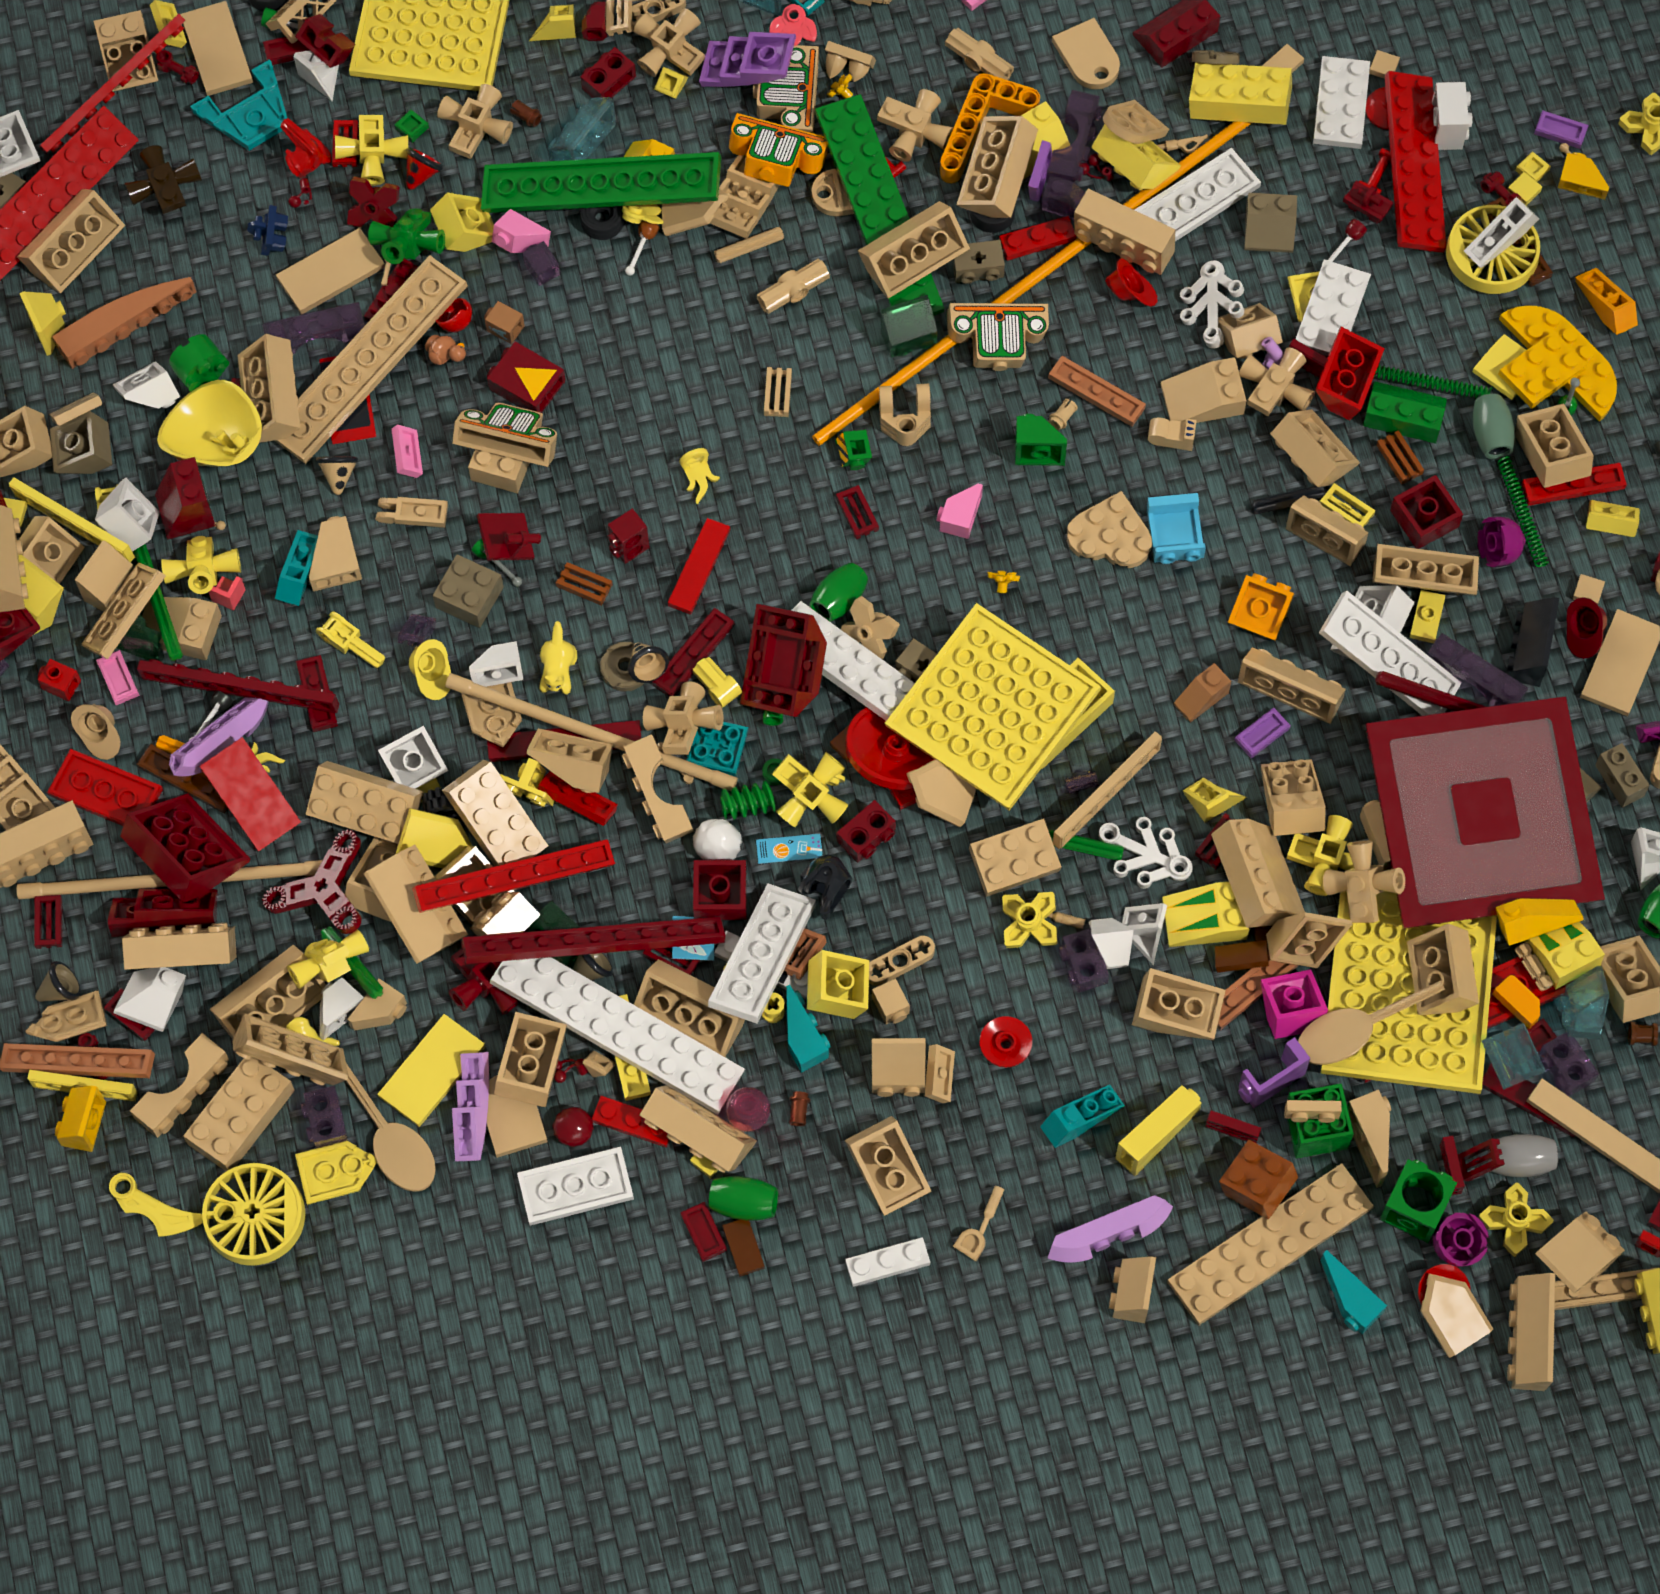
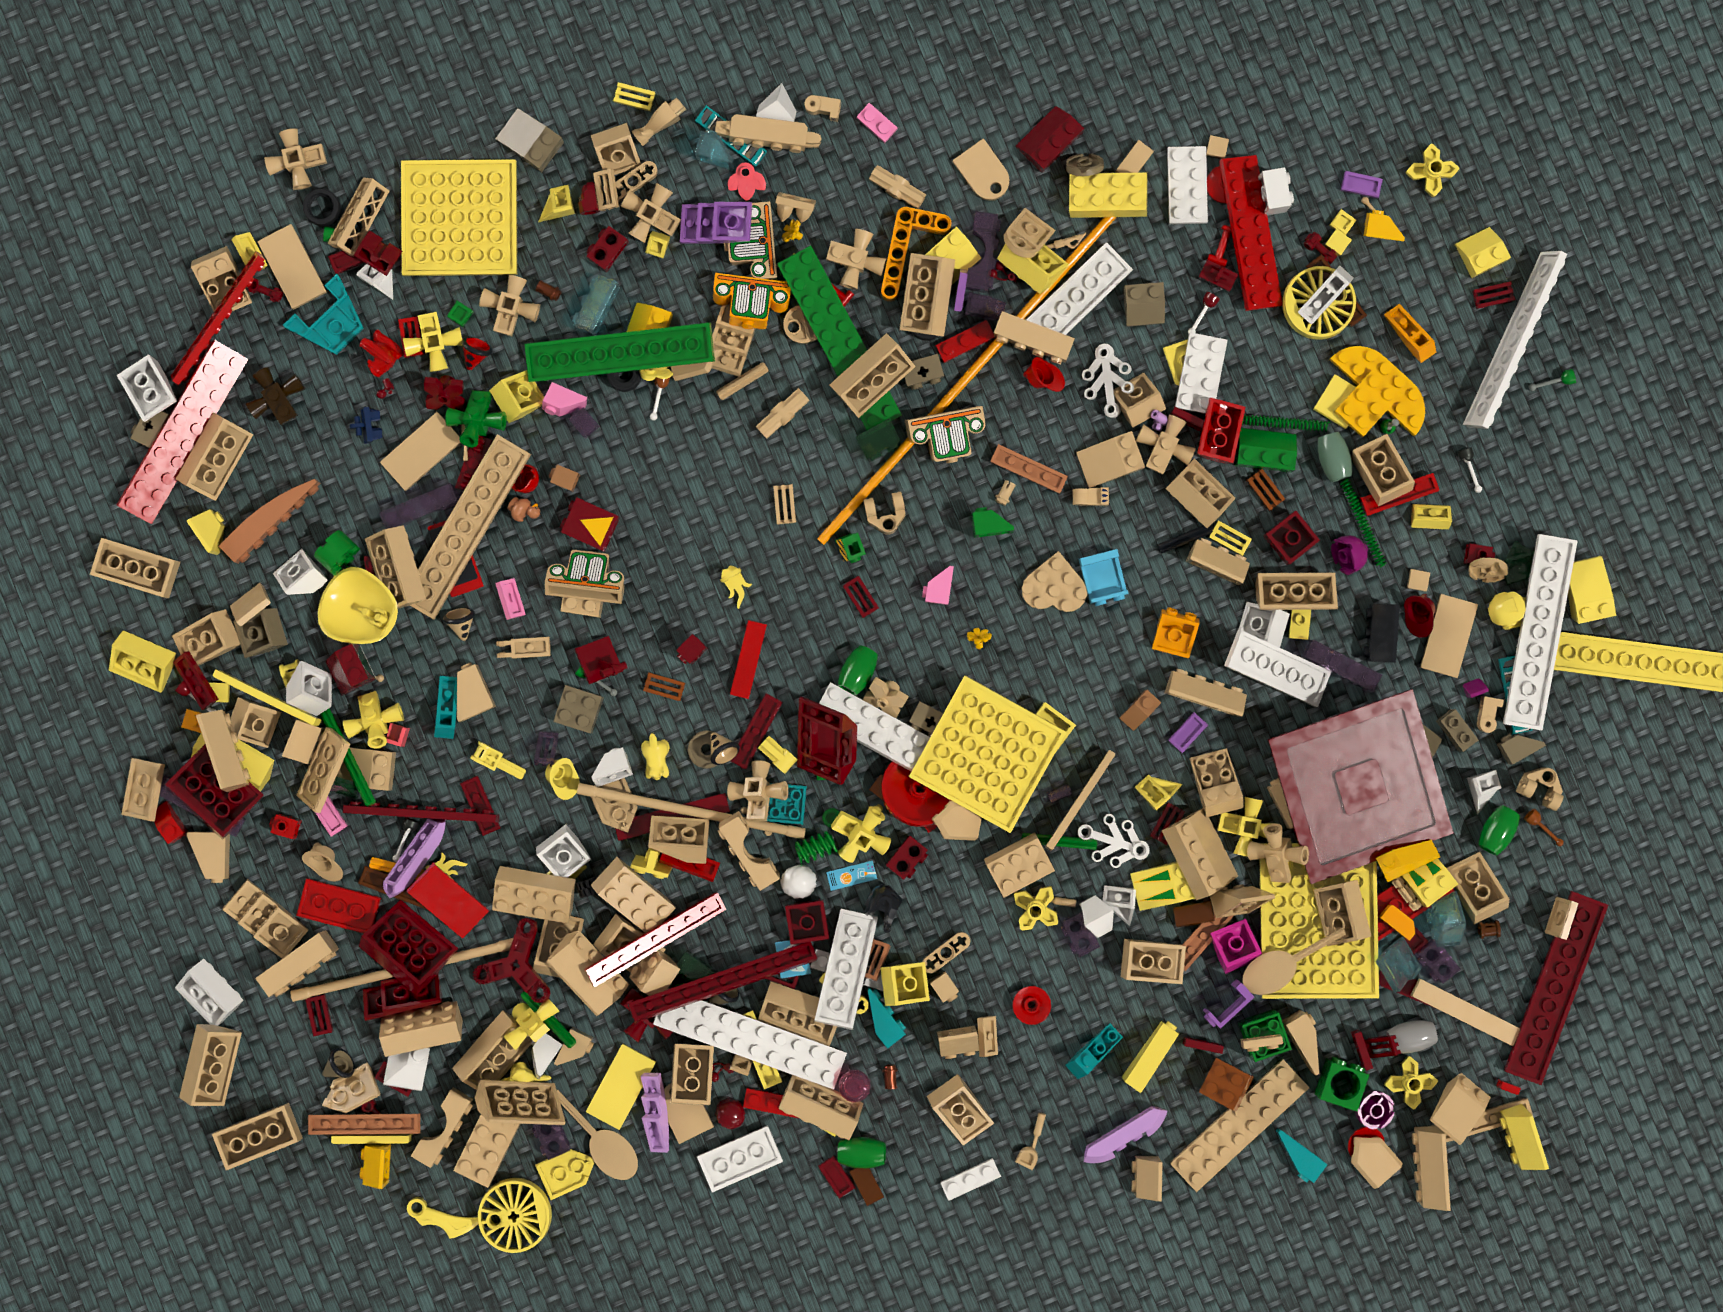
camera: 10 degrees left, 20 degrees up
(435, 836) = (588, 915): light yellow tile -> none
(1424, 692) = (1312, 692): dark red axle -> none

